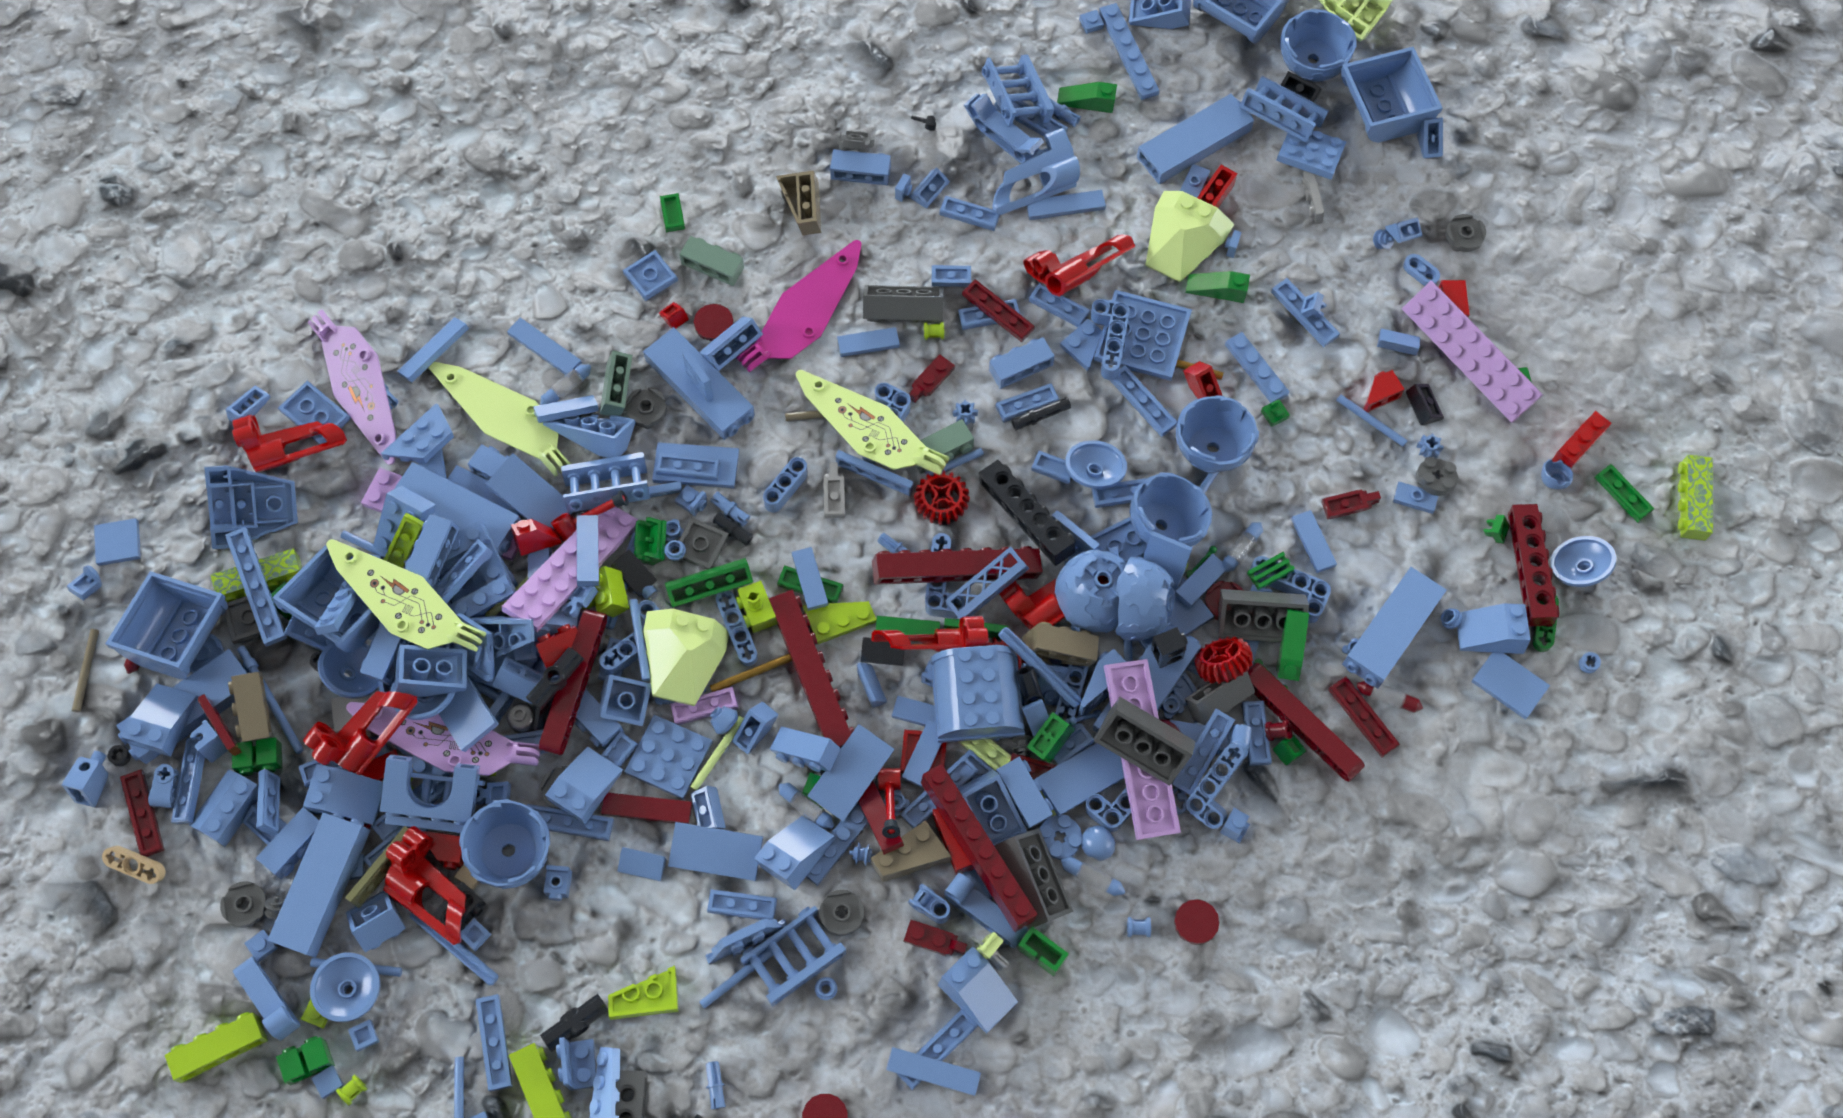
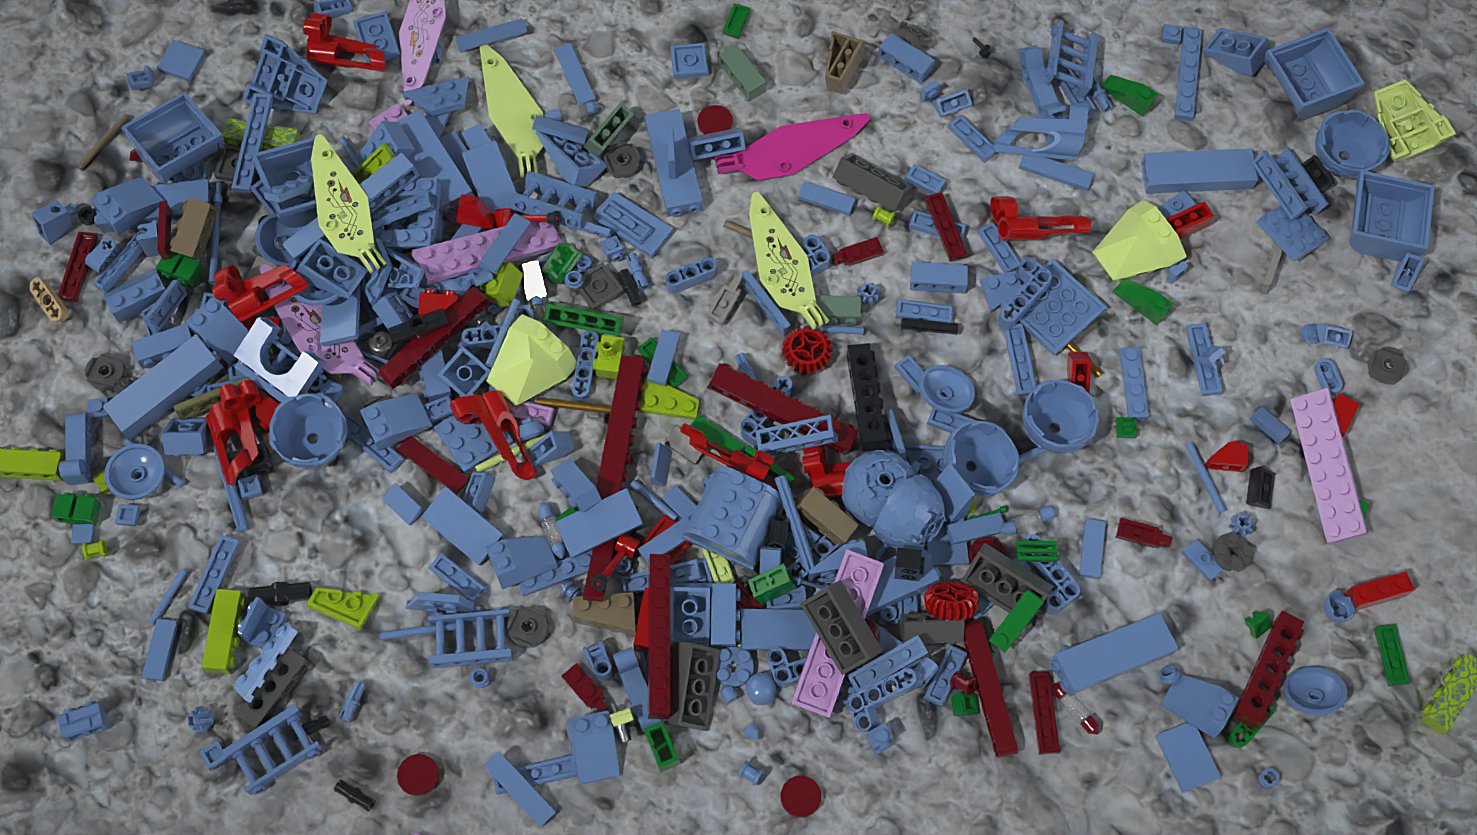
camera: 30 degrees right, 0 degrees up
(562, 890) = (335, 488): medium blue brick -> none
(674, 315) = (688, 101): red slope -> none
(687, 725) = (497, 418): none -> red panel
(883, 721) = (654, 500): none -> medium blue bar

